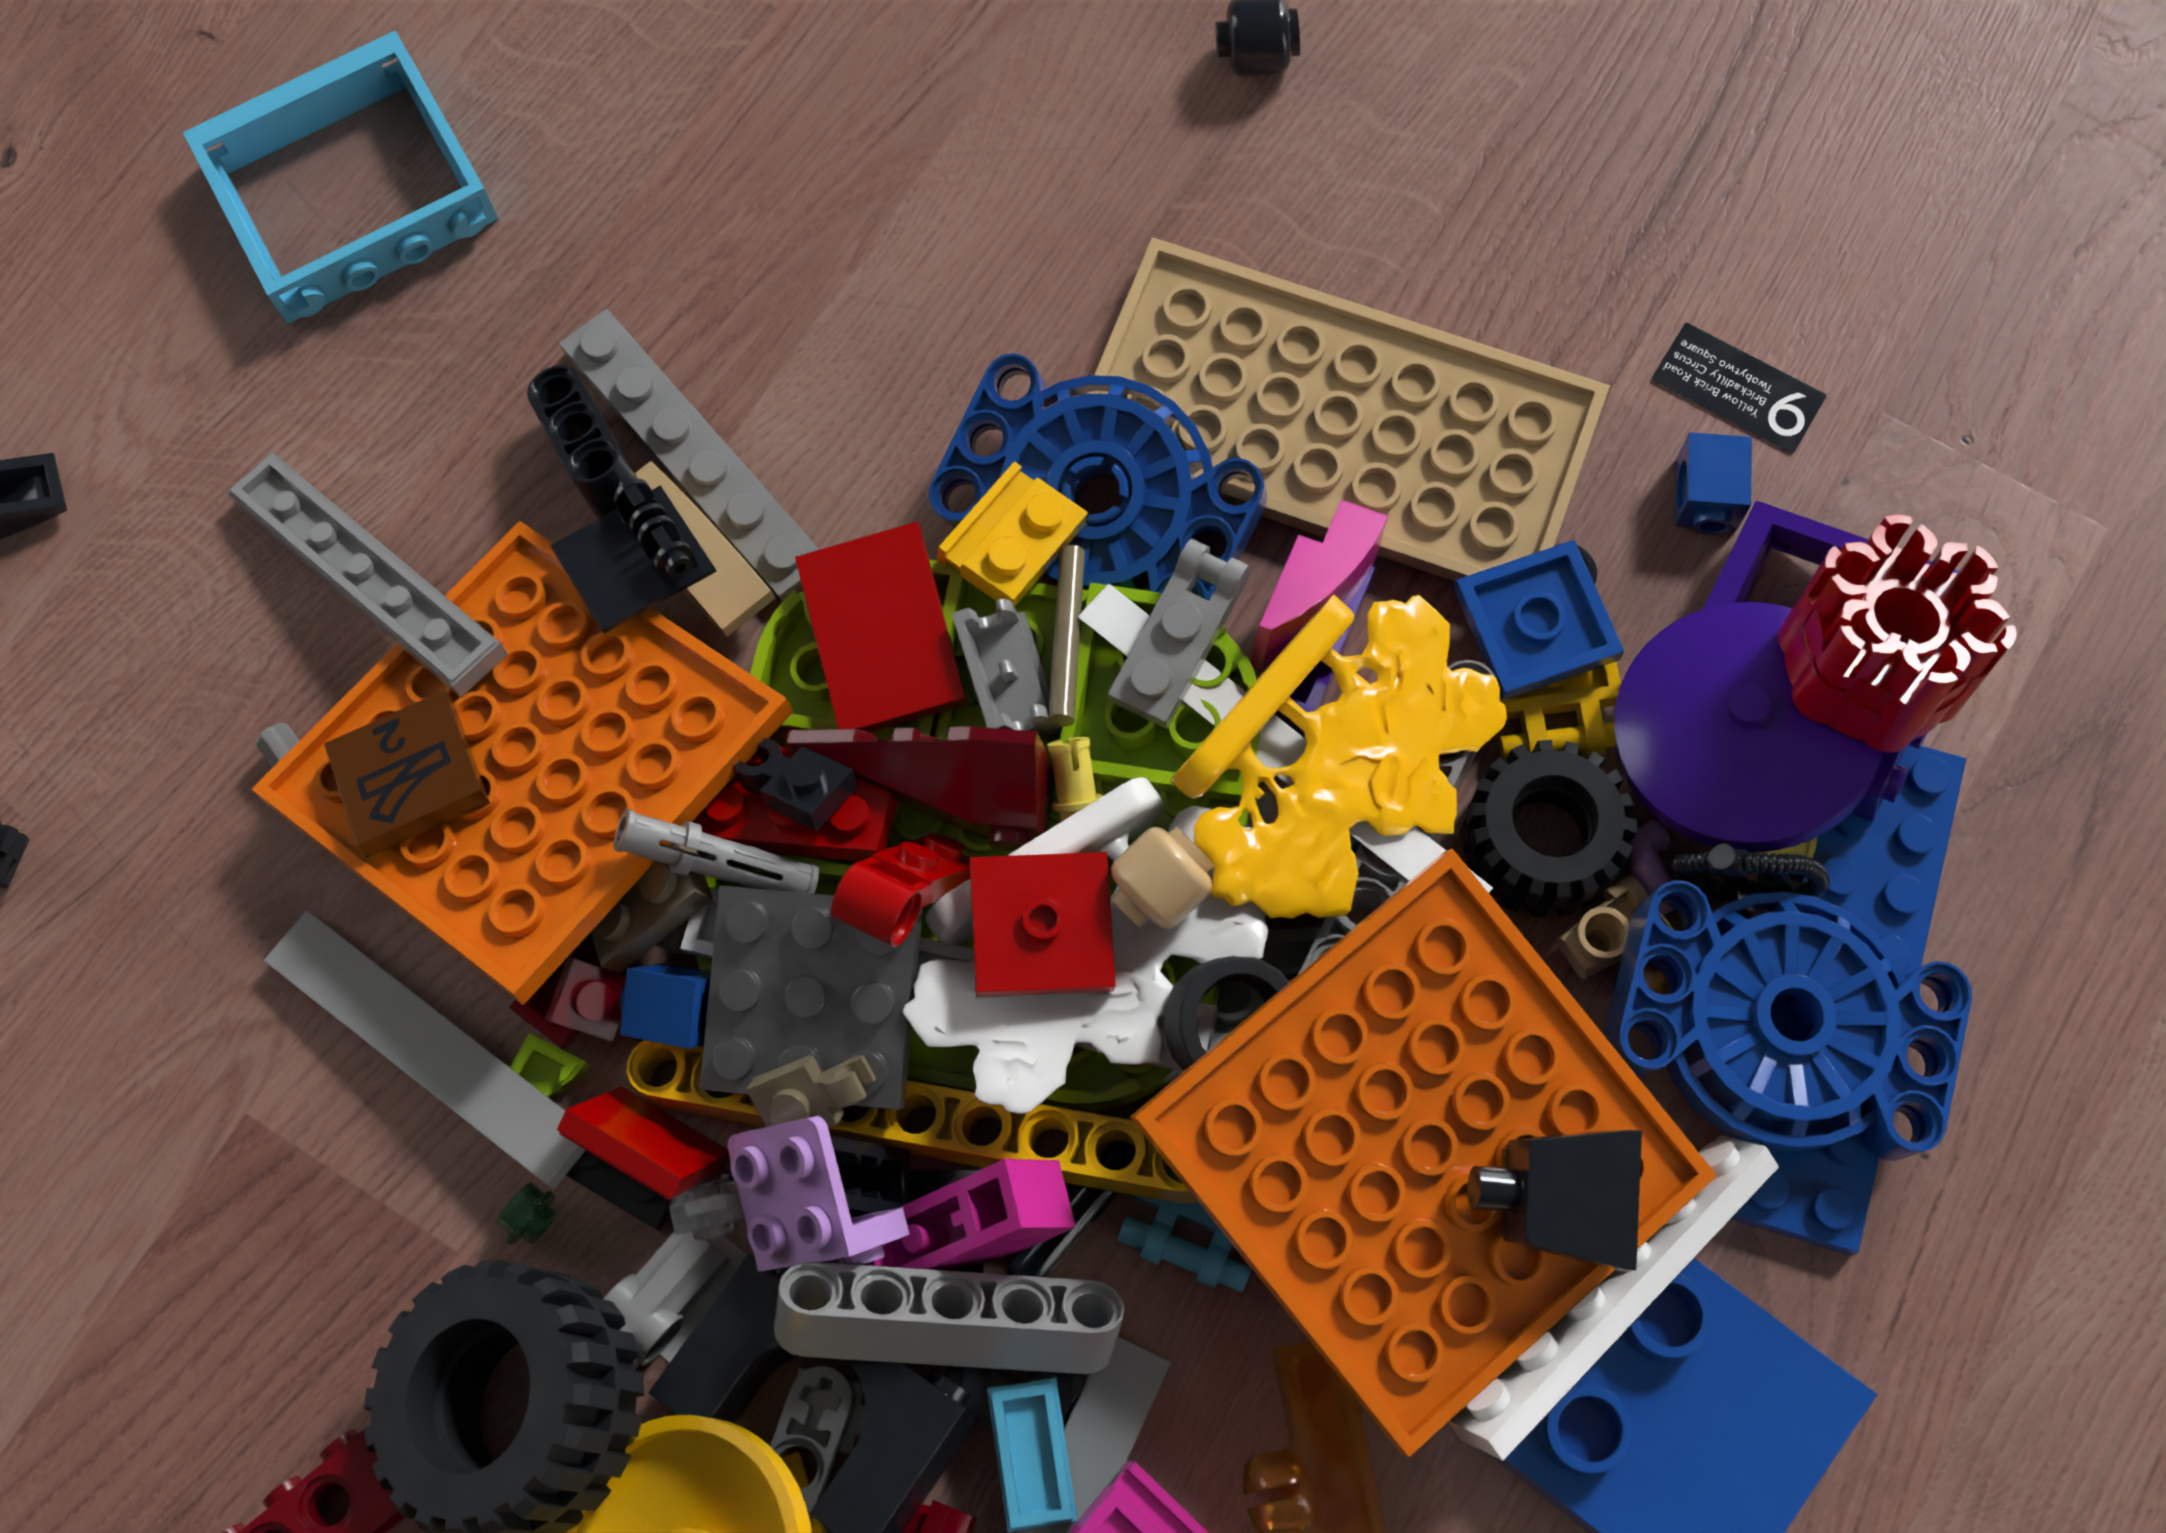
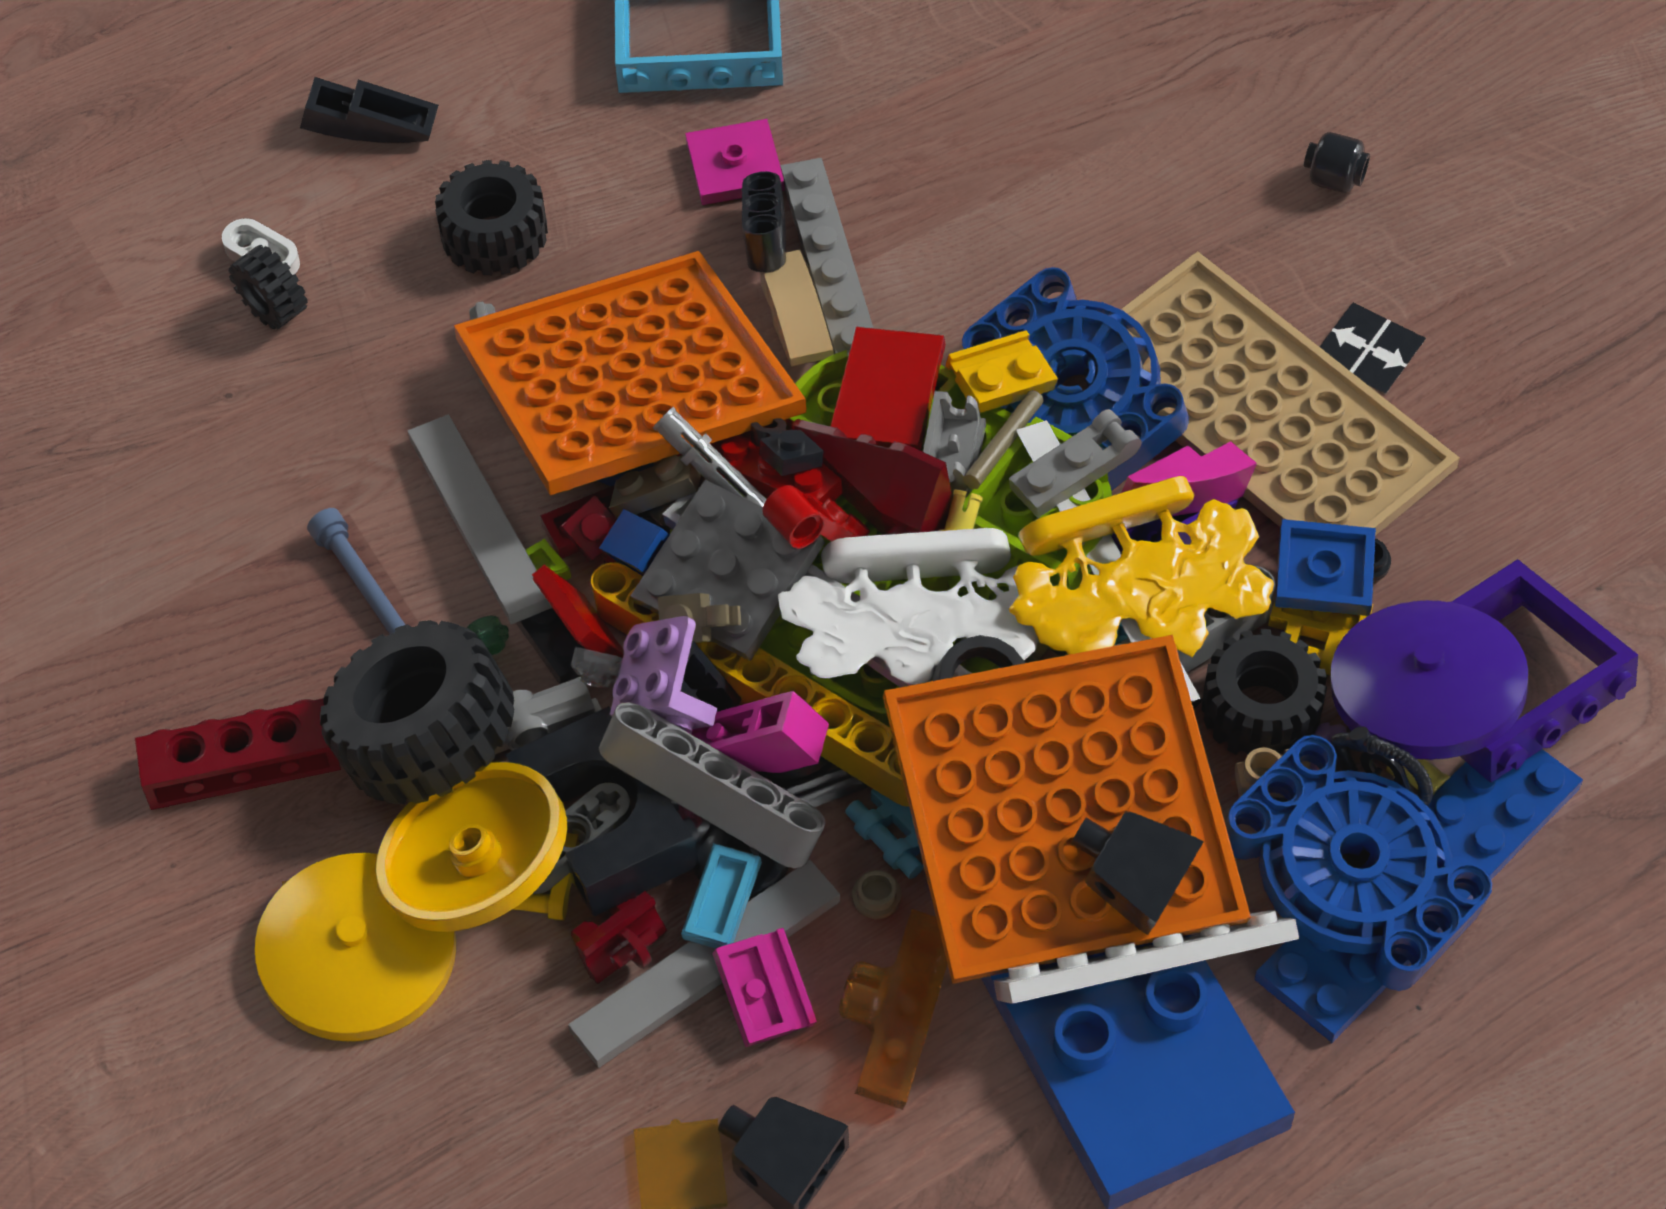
camera: 25 degrees right, 15 degrees down
(188, 559) = (495, 242): none -> black tyre
(237, 1160) = (330, 531): none -> sand blue piece
(368, 575) = (590, 242): light grey tile -> none
(406, 774) = (551, 348): reddish brown tile -> none
(489, 360) = (728, 155): none -> dark pink plate
(632, 555) = (757, 289): black hinge -> none
(1041, 924) = (890, 577): red plate -> none
(1161, 878) = (979, 580): tan head -> none
(1215, 1337) = (876, 894): none -> dark tan plate
(1418, 272) = (1371, 346): none -> black sticker
(1713, 482) = (1498, 540): blue brick -> none
(1739, 387) = (1556, 502): black sticker -> none
(1893, 641) = (1540, 643): red piece -> none

